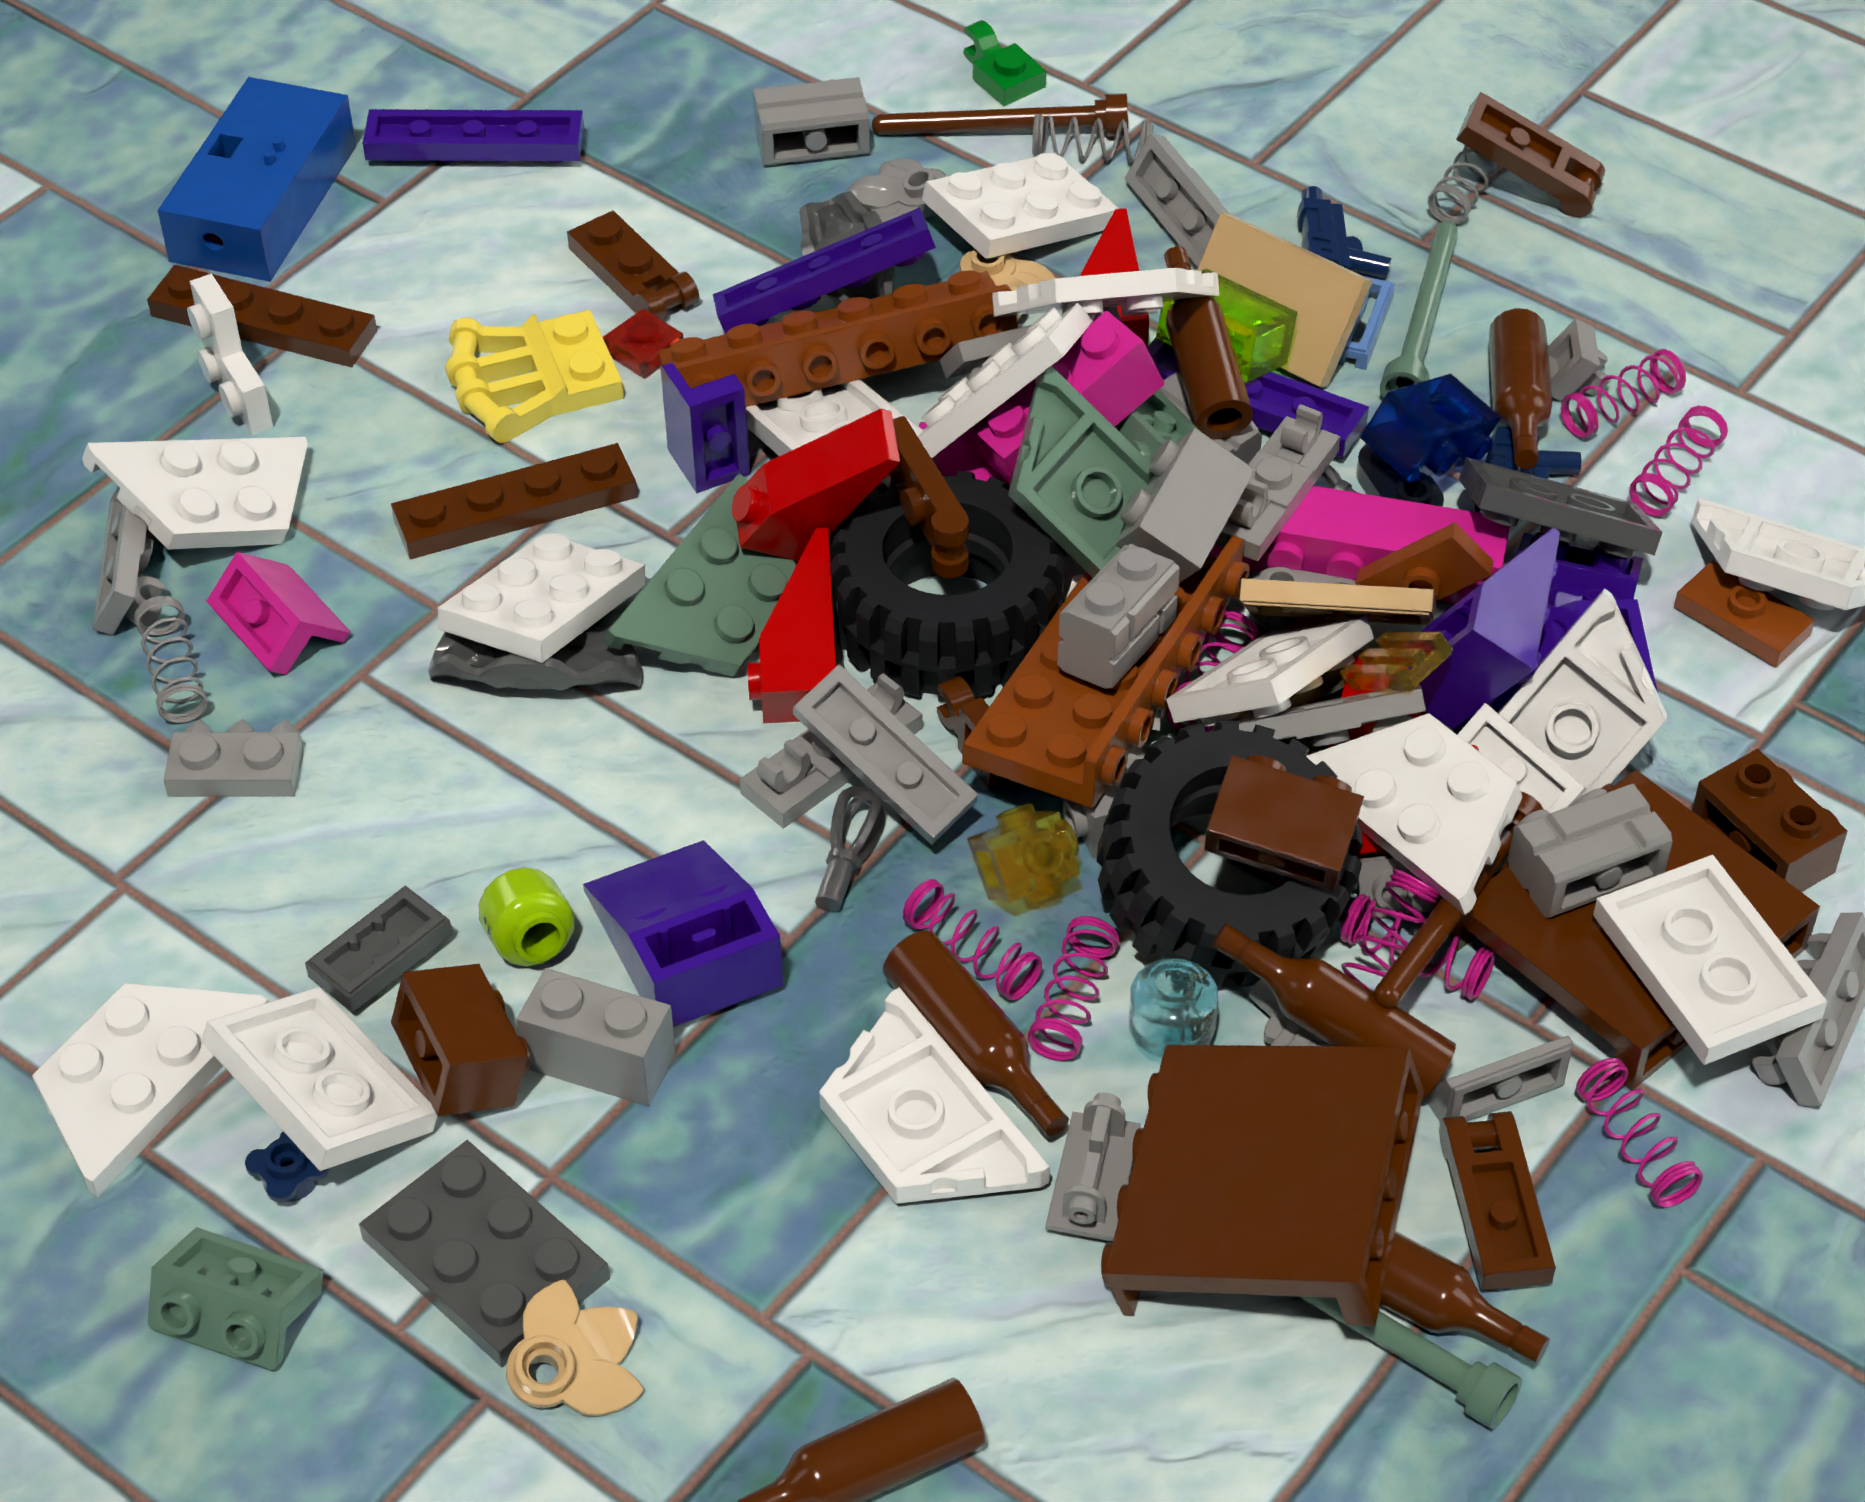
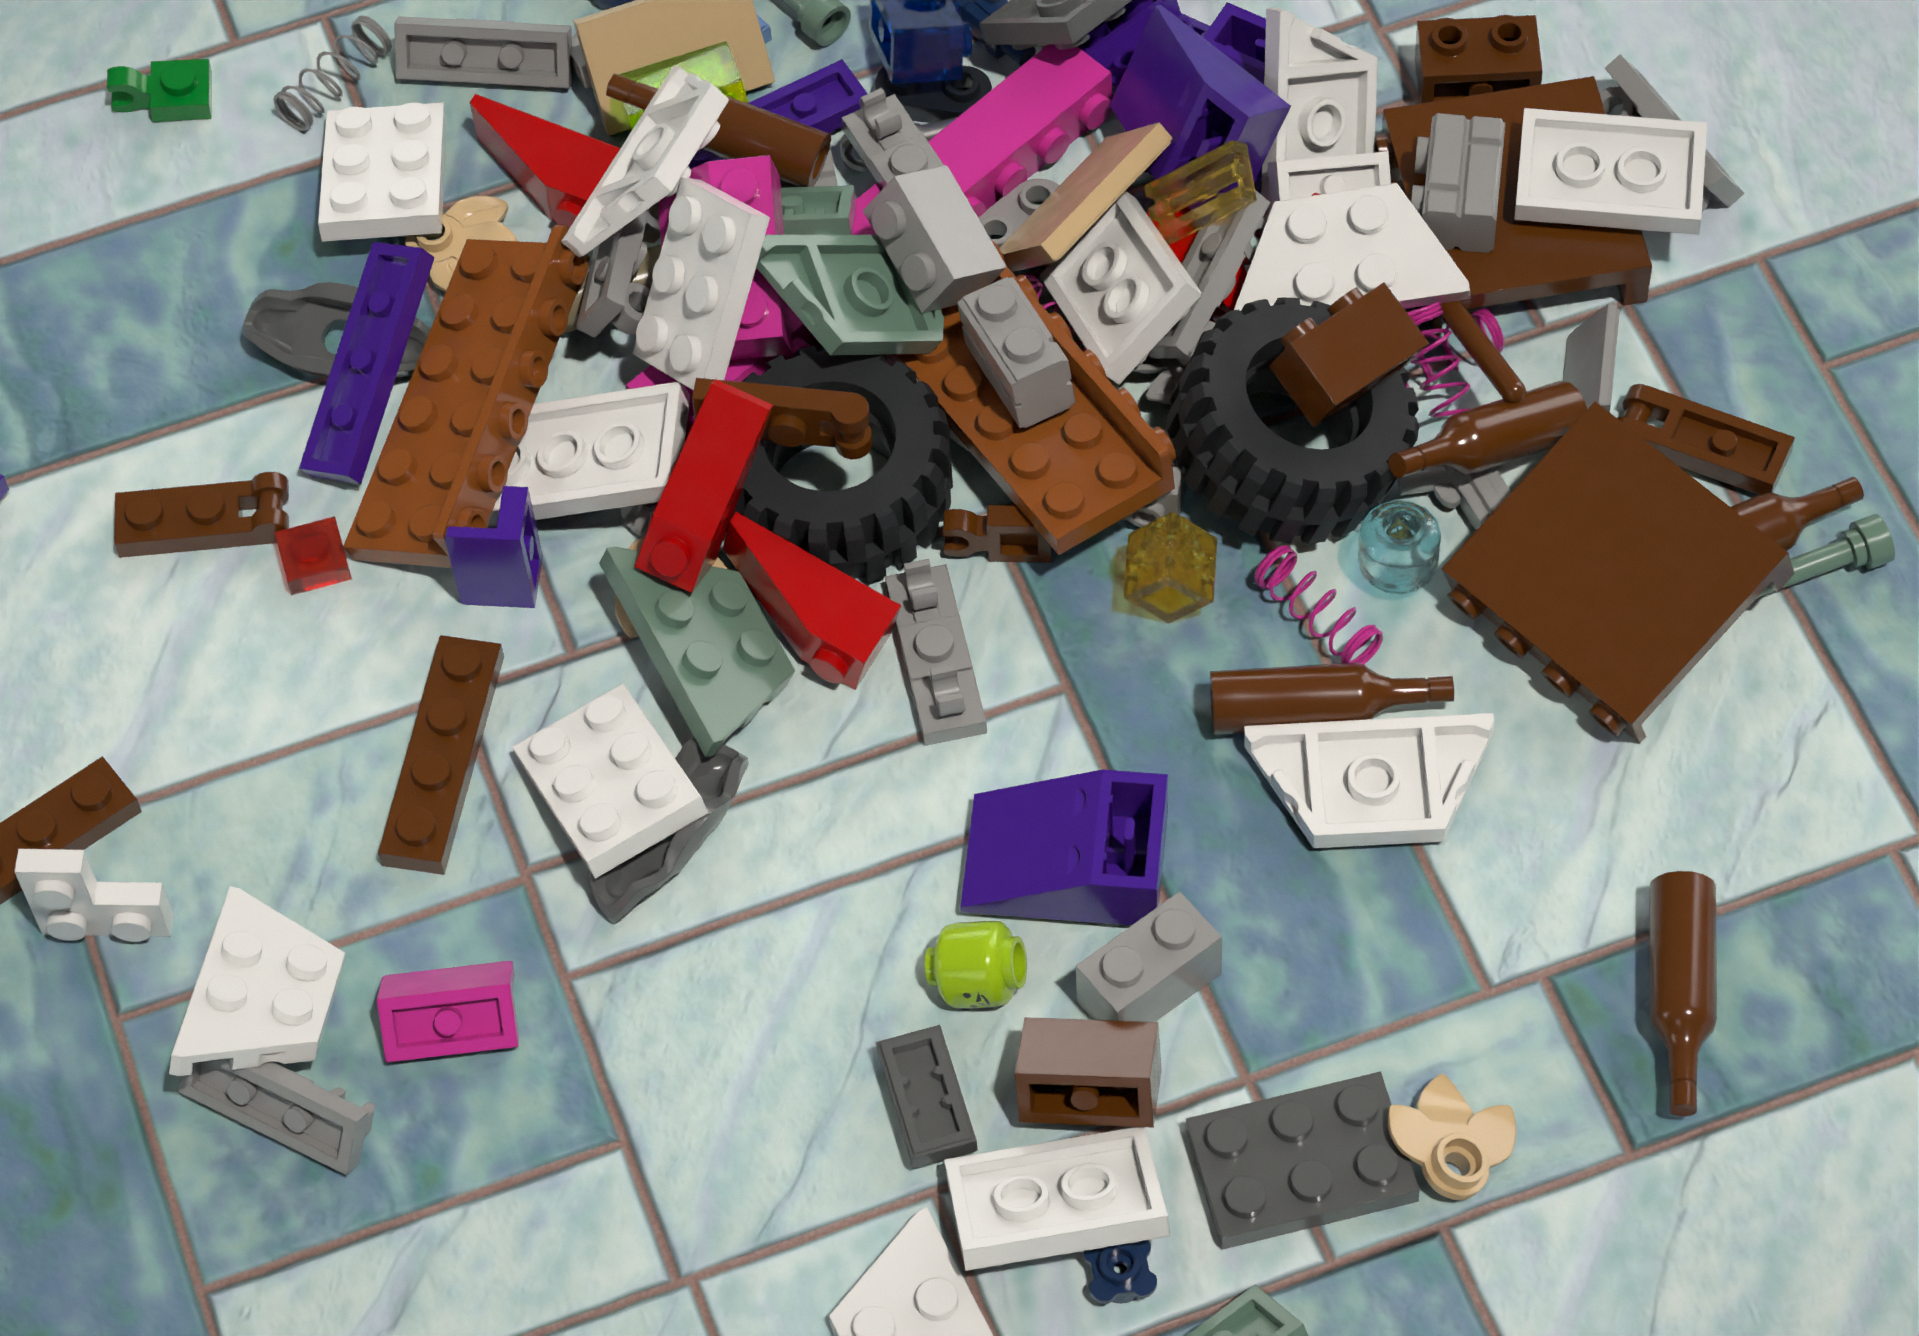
camera: 55 degrees left, 10 degrees up
(163, 694) = (384, 1105): light grey piece -> none
(234, 761) = (606, 1125): light grey plate -> none
(565, 362) = (281, 627): light yellow plate -> none
(811, 121) = (126, 273): light grey brick -> none
(844, 861) = (1066, 705): flat silver piece -> none
(885, 754) = (1006, 605): light grey plate -> none
(895, 188) = (269, 261): light grey plate -> none
(1014, 965) = (1277, 632): dark pink piece -> none
(1092, 1170) = (1506, 689): light grey hinge -> none
(1109, 110) = (307, 39): reddish brown piece -> none
(1438, 561) = (1079, 124): dark orange plate -> none
(1669, 1176) = (1763, 322): dark pink piece -> none

